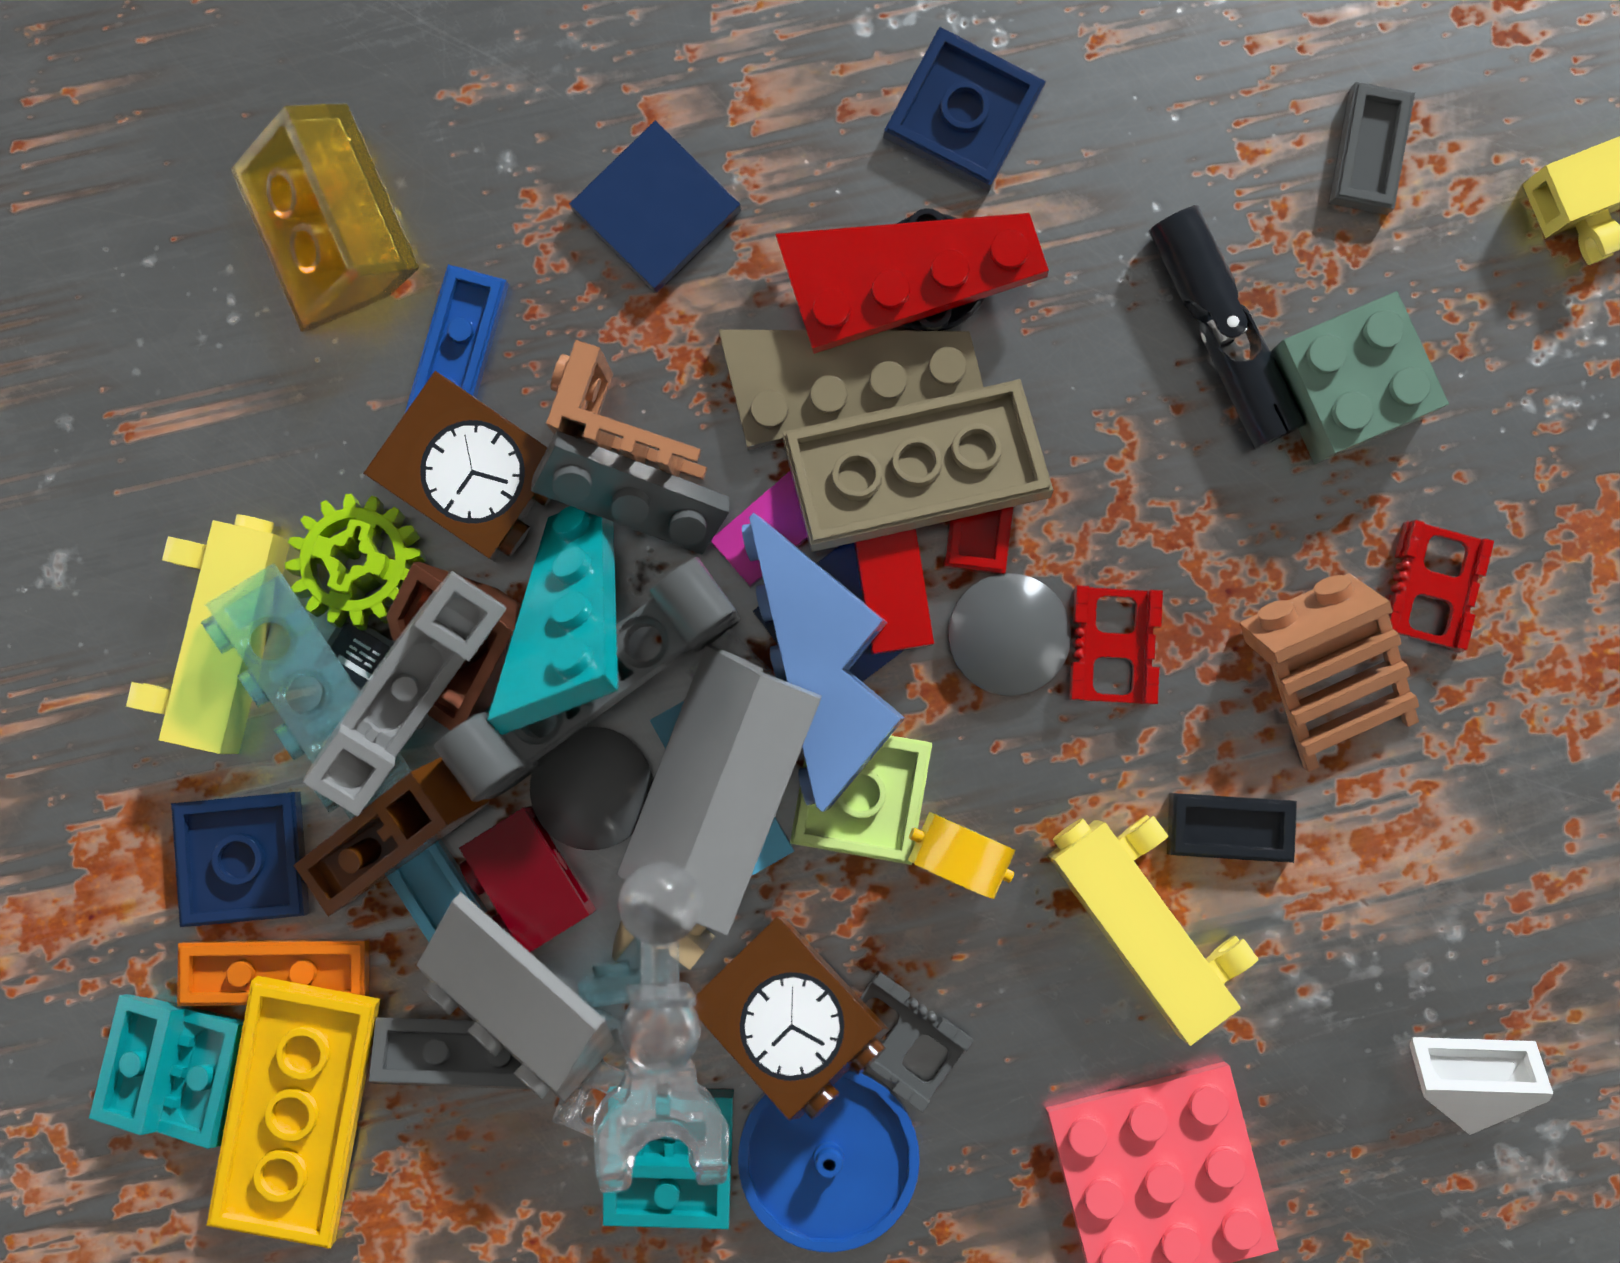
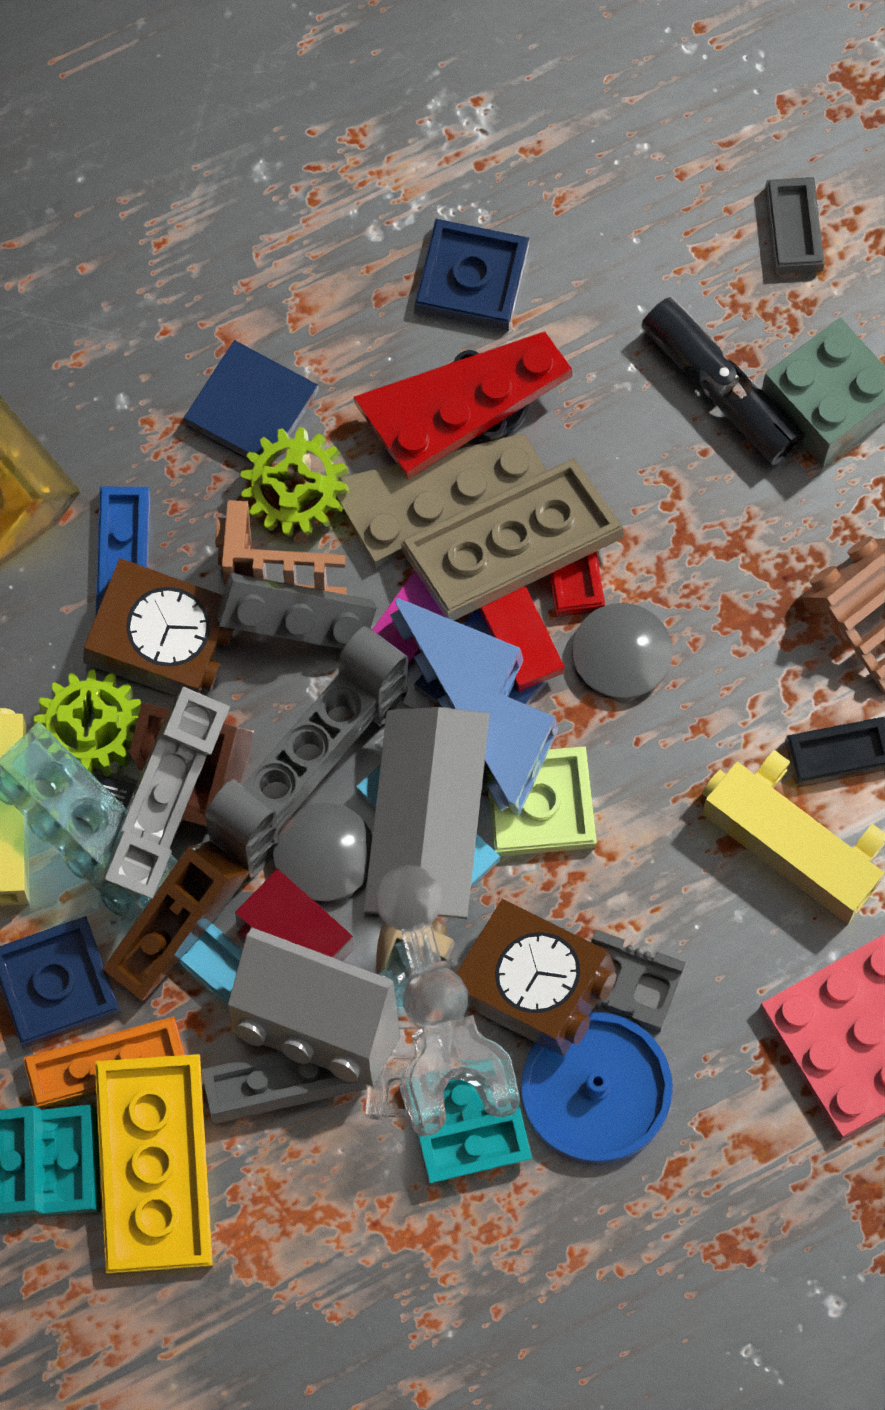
camera: 15 degrees left, 15 degrees down
(566, 625) = (274, 711): teal wing -> none
(688, 302) = (293, 503): none -> lime gear
(961, 855) = (633, 819): yellow piece -> none
(1136, 646) = (724, 635): red piece -> none

